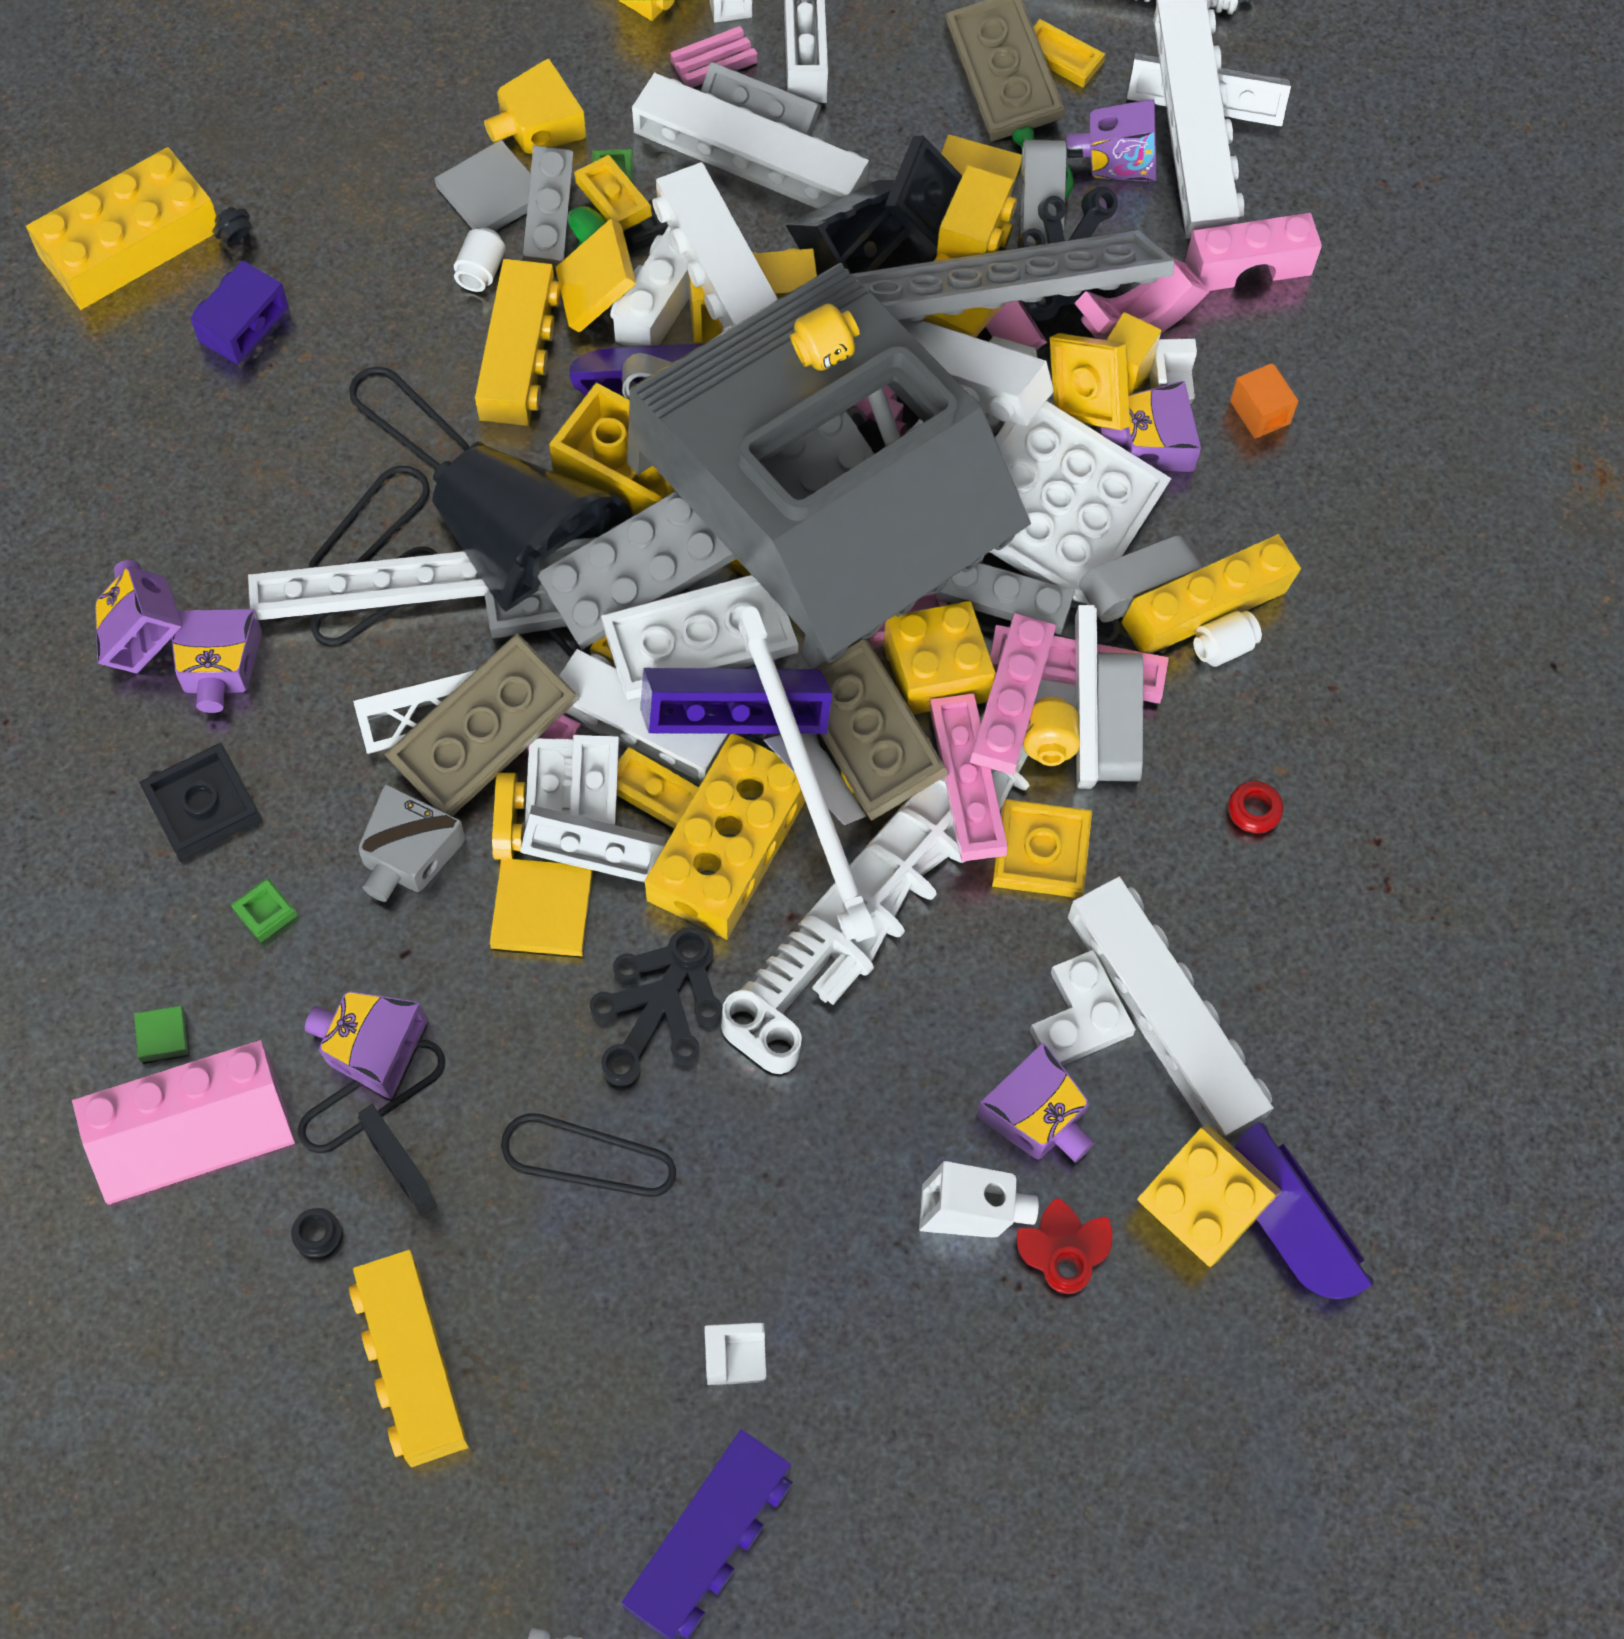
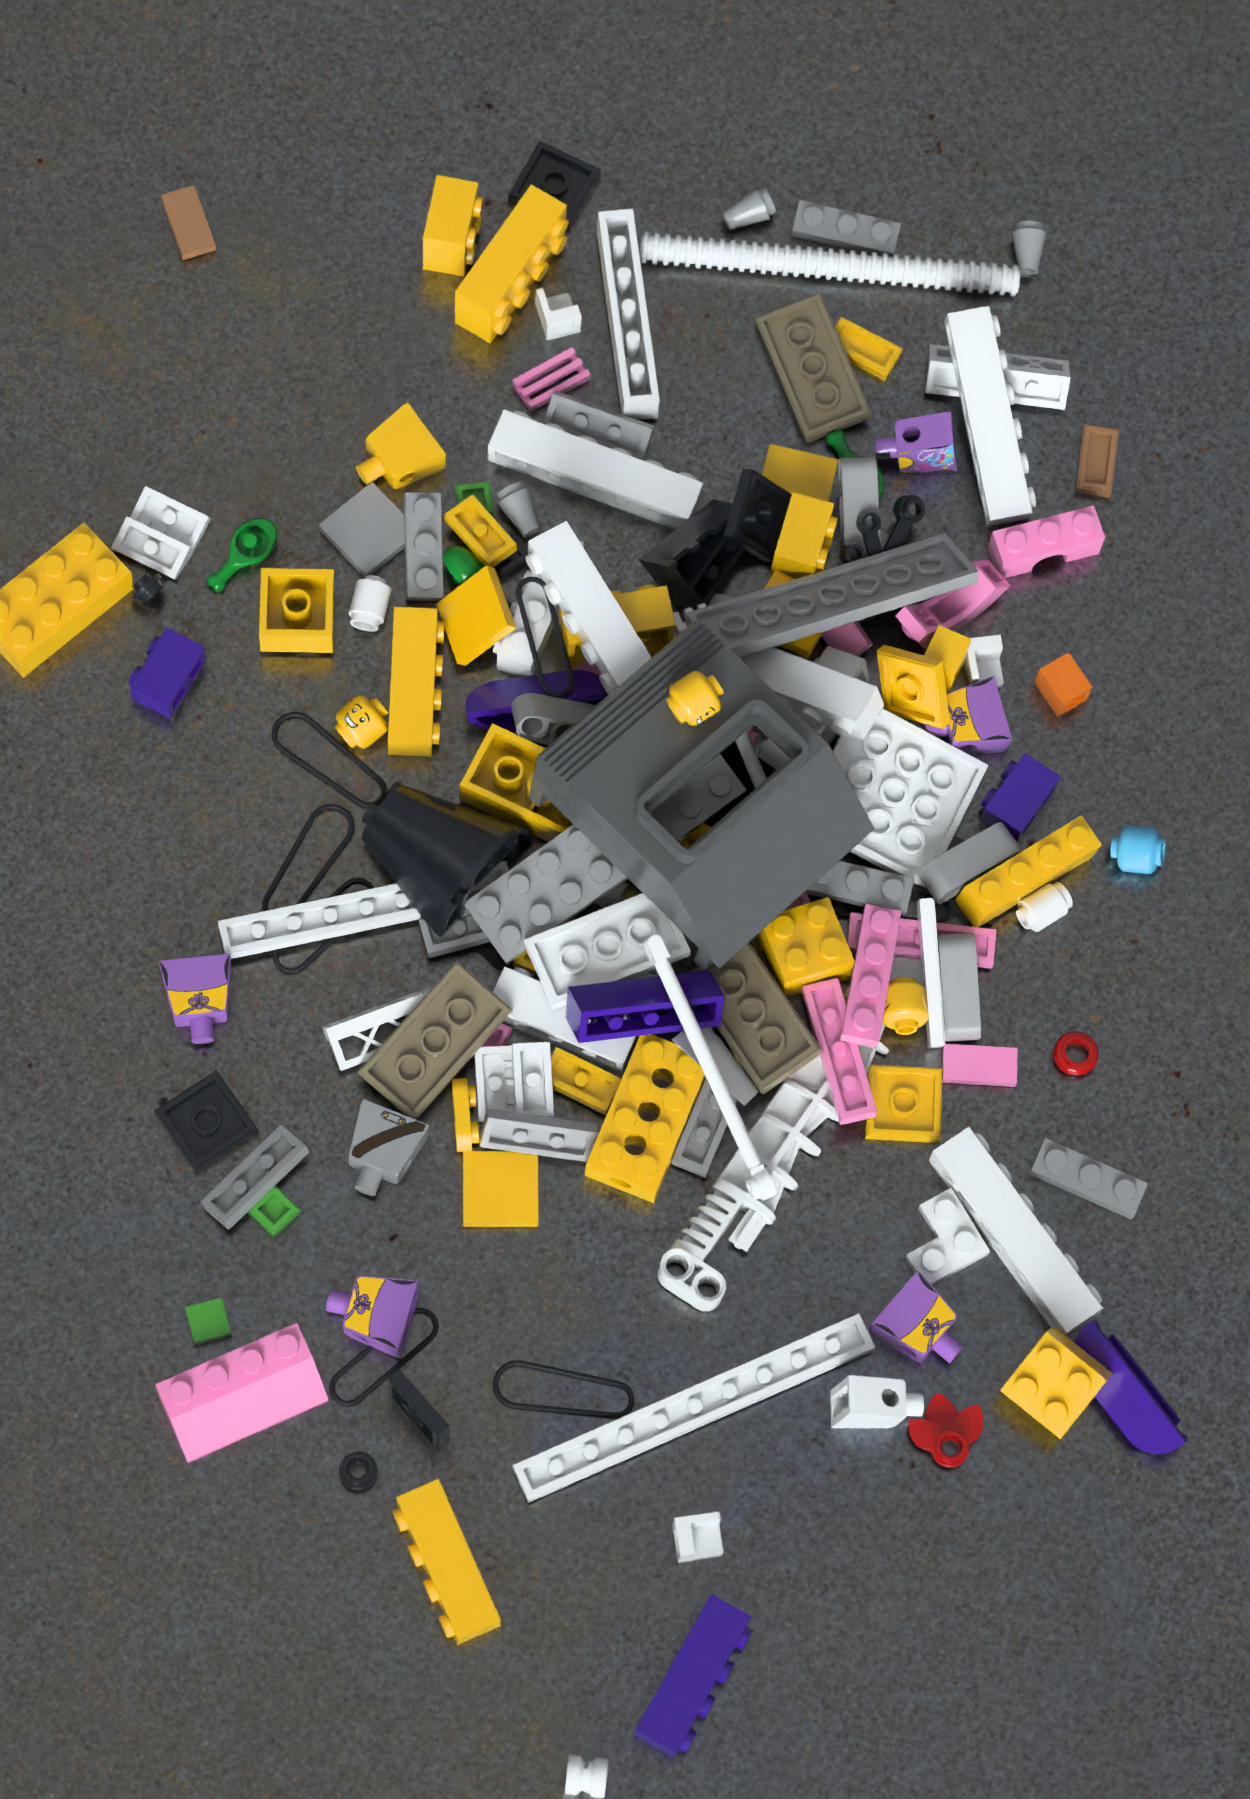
camera: 10 degrees left, 5 degrees up
(134, 618) = (130, 967): medium lavender torso -> none
(244, 867) = (254, 1177): none -> light grey plate
(259, 174) = (161, 533): none -> white slope
(351, 194) = (248, 546): none -> green piece
(393, 256) = (296, 610): none -> yellow brick
(450, 378) = (362, 721): none -> yellow head
(653, 308) = (531, 641): none -> black piece
(655, 164) = (519, 508): none -> light grey cone
(659, 998) = (607, 1258): black plant -> none
(744, 1190) = (693, 1408): none -> white plate
(793, 862) = (701, 1134): none -> light grey plate
(1138, 811) = (979, 1065): none -> bright pink tile
(1208, 512) = (1020, 796): none -> dark purple brick
(1263, 954) = (1088, 1178): none -> light grey plate
(1315, 180) = (1097, 460): none -> medium nougat tile
(1343, 583) = (1138, 849): none -> medium azure head

